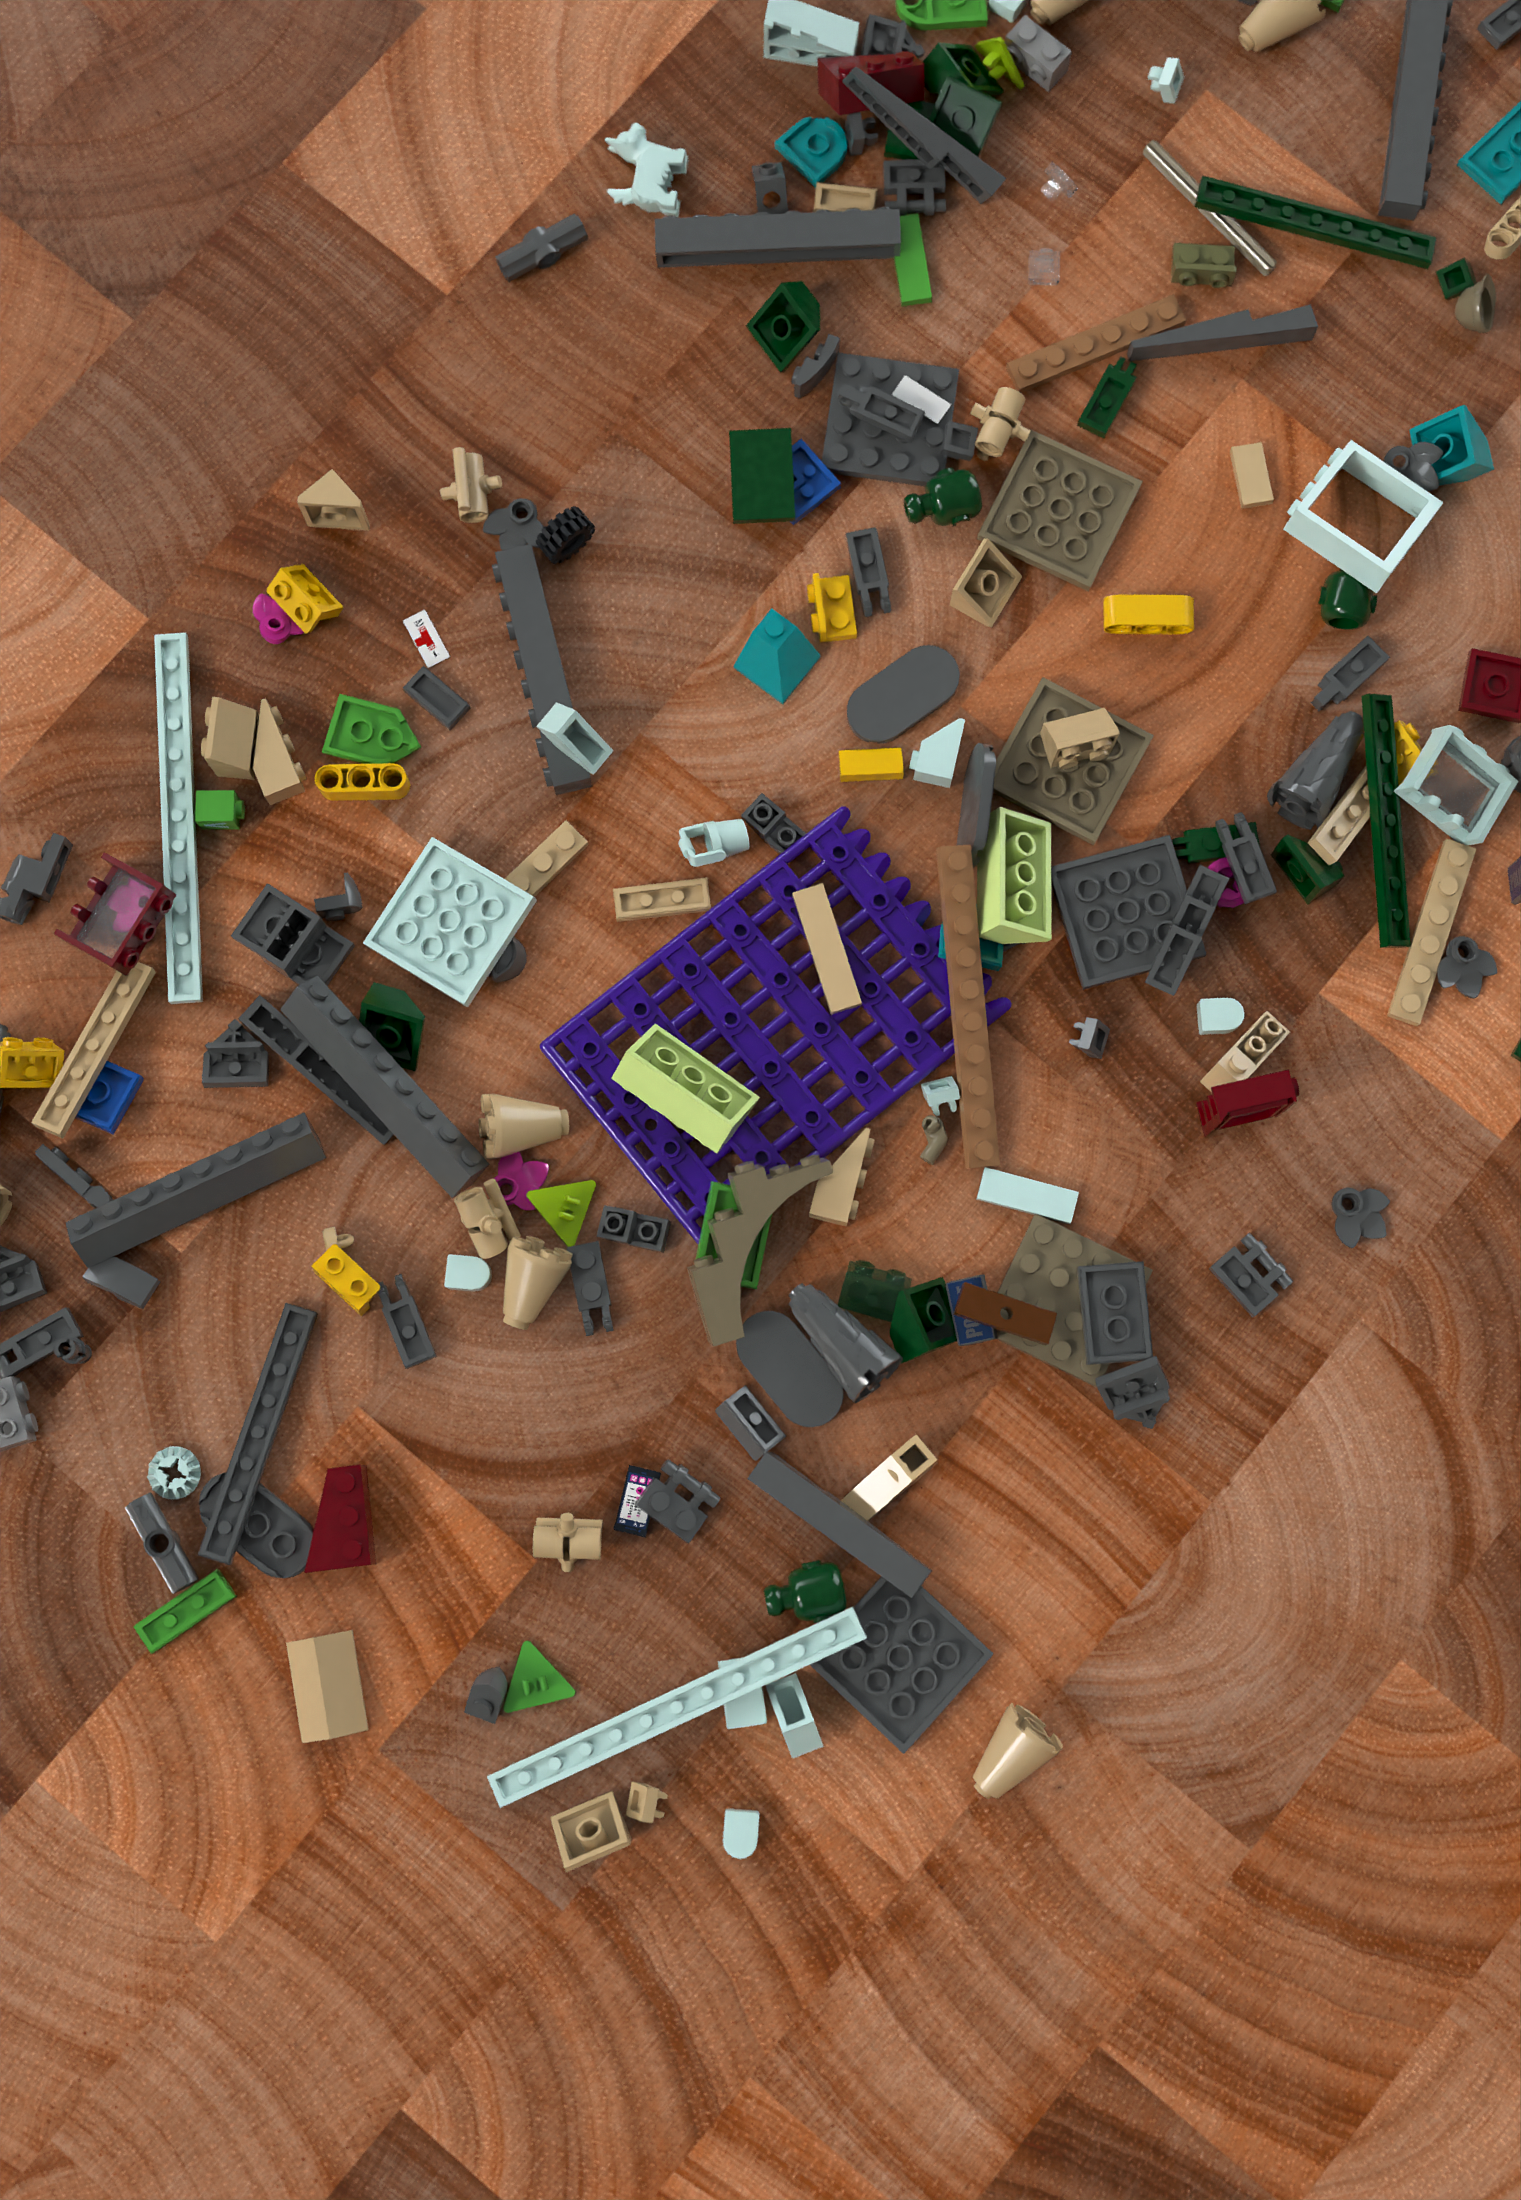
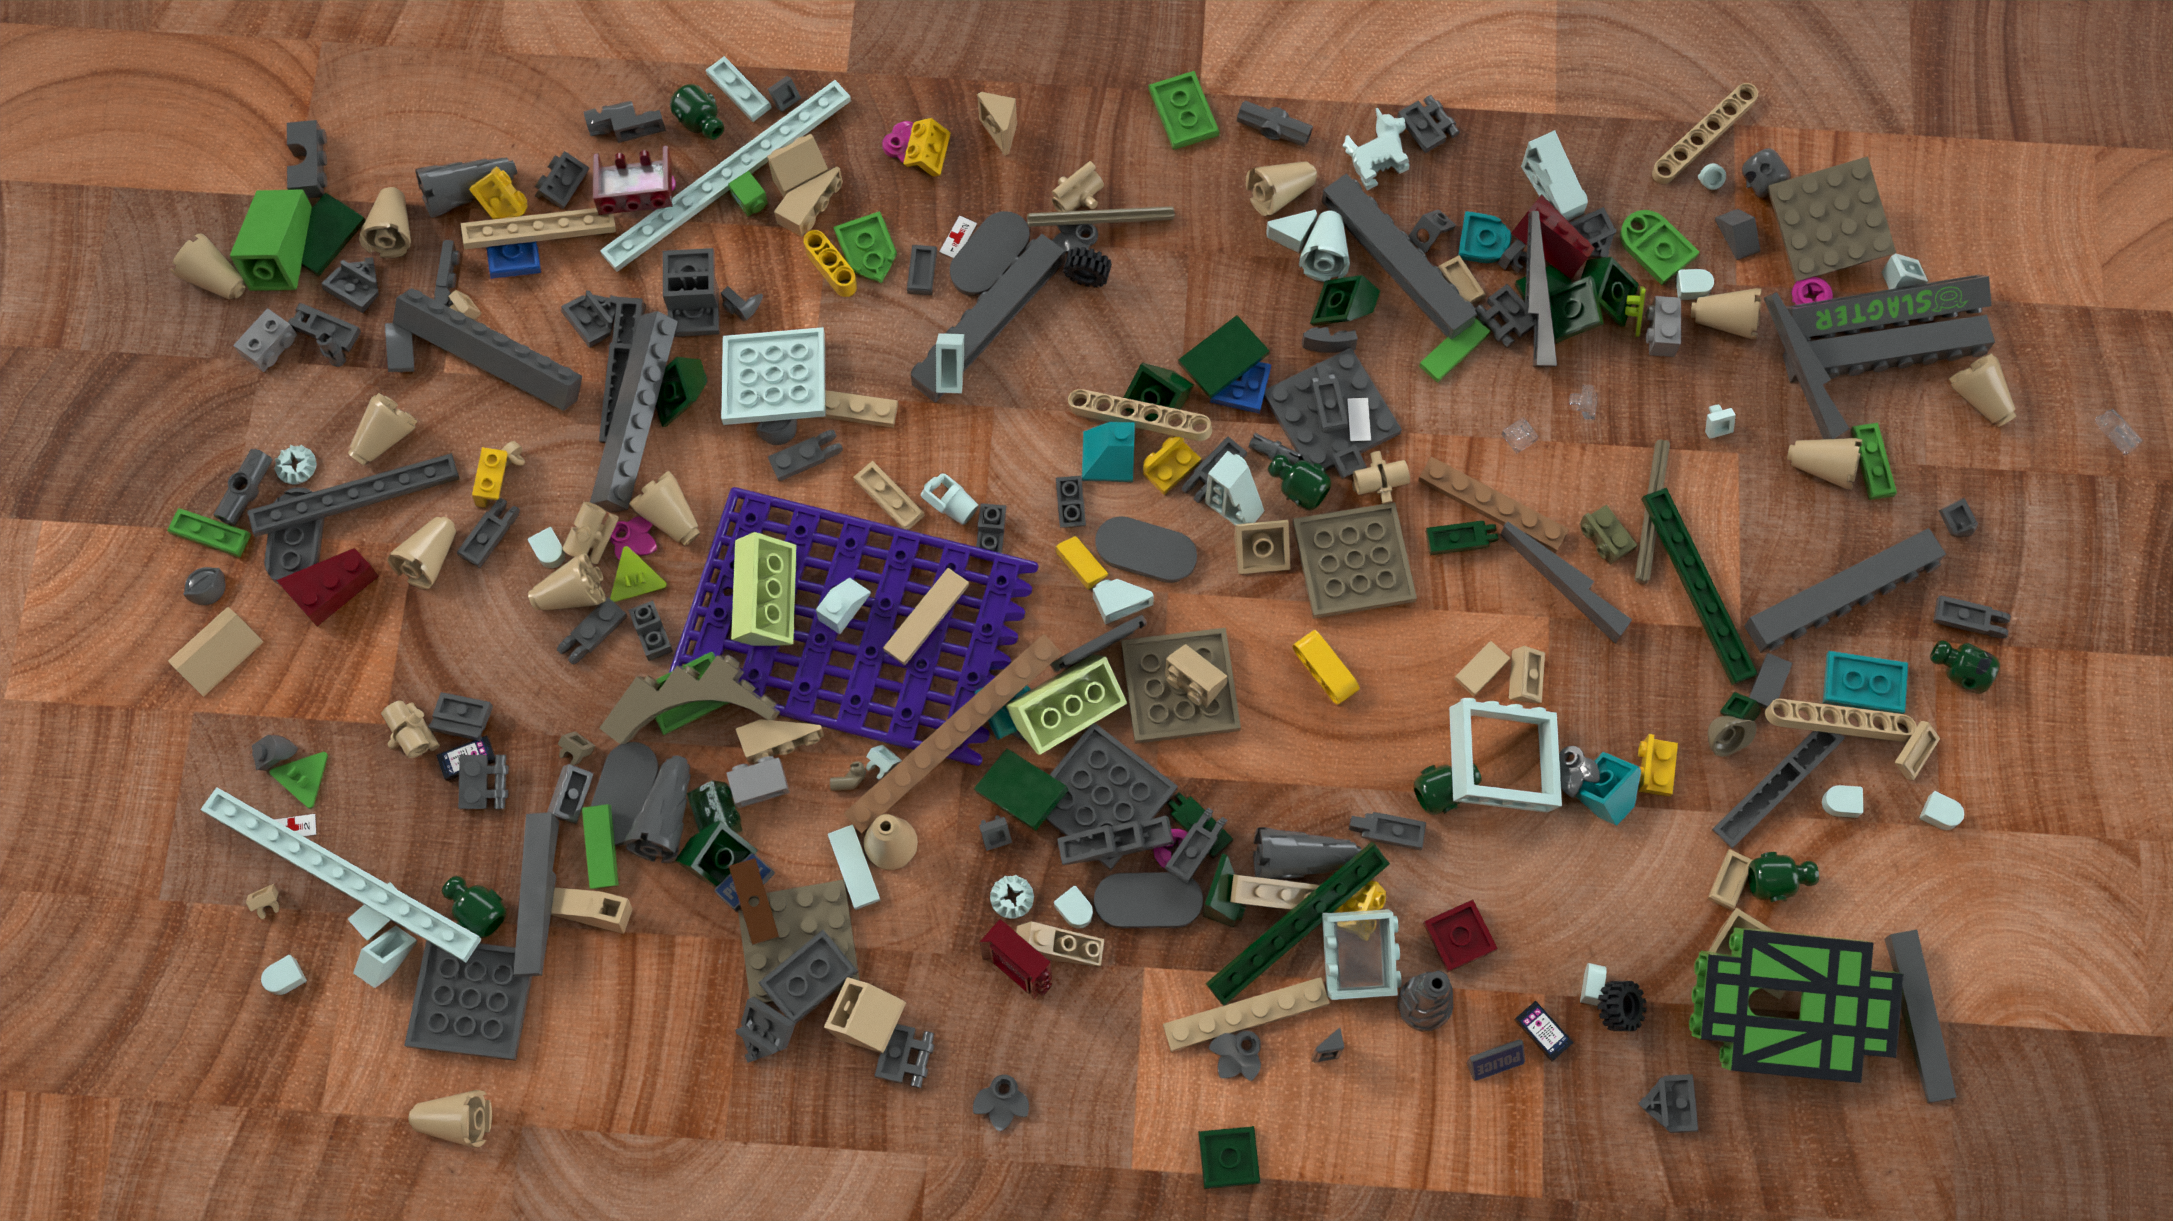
camera: 55 degrees right, 10 degrees down
(51, 988) = (562, 179): none -> dark grey bracket
(82, 796) = (697, 111): none -> dark green piece
(83, 739) = (738, 89): none -> light aqua tile
(124, 1181) = (464, 304): none -> tan tile
(128, 696) = (784, 93): none -> dark grey tile
(205, 1358) = (380, 429): none -> tan cone
(244, 1652) = (205, 586): none -> dark grey hat
(382, 1400) = (424, 552): none -> tan cone
(455, 323) = (1183, 110): none -> bright green tile
(470, 619) = (989, 252): none -> dark grey tile
(515, 484) = (1100, 216): none -> dark tan axle
(554, 954) = (804, 455): none -> dark grey hinge
(585, 1716) = (303, 825): none -> white sticker
(590, 1478) = (460, 716): none -> dark grey plate
(590, 1831) = (221, 878): tan slope -> none
(615, 293) = (1278, 185): none -> tan cone
(654, 113) = (1424, 128): none -> dark grey plate
(673, 315) = (1292, 230): none -> light aqua slope
(707, 1382) = (576, 745): none -> dark tan tile
(718, 296) = (1326, 249): none -> light aqua cone
(752, 569) = (1158, 387): none -> dark green slope
(756, 1020) = (842, 604): none -> light aqua slope
(759, 593) = (1141, 409): none -> tan beam
(799, 730) = (1070, 501): none -> dark grey slope
(832, 1427) = (600, 846): none -> bright green tile
(878, 1228) = (757, 781): none -> light grey brick
(889, 501) = (1273, 448): none -> dark grey pin
(914, 568) = (1233, 490): none -> light aqua wedge
(1022, 1153) = (890, 842): none -> tan cone
(1068, 982) = (1021, 789): none -> dark green tile
(1152, 1074) = (1005, 907): none -> light aqua gear
(1193, 1284) = (864, 1015): none -> tan slope
(1258, 944) = (1147, 900): none -> dark grey tile
(1286, 441) = (1526, 675): none -> tan slope
(1451, 233) = (1770, 680): none -> dark grey tile
(1456, 387) = (1657, 766): none -> yellow bracket

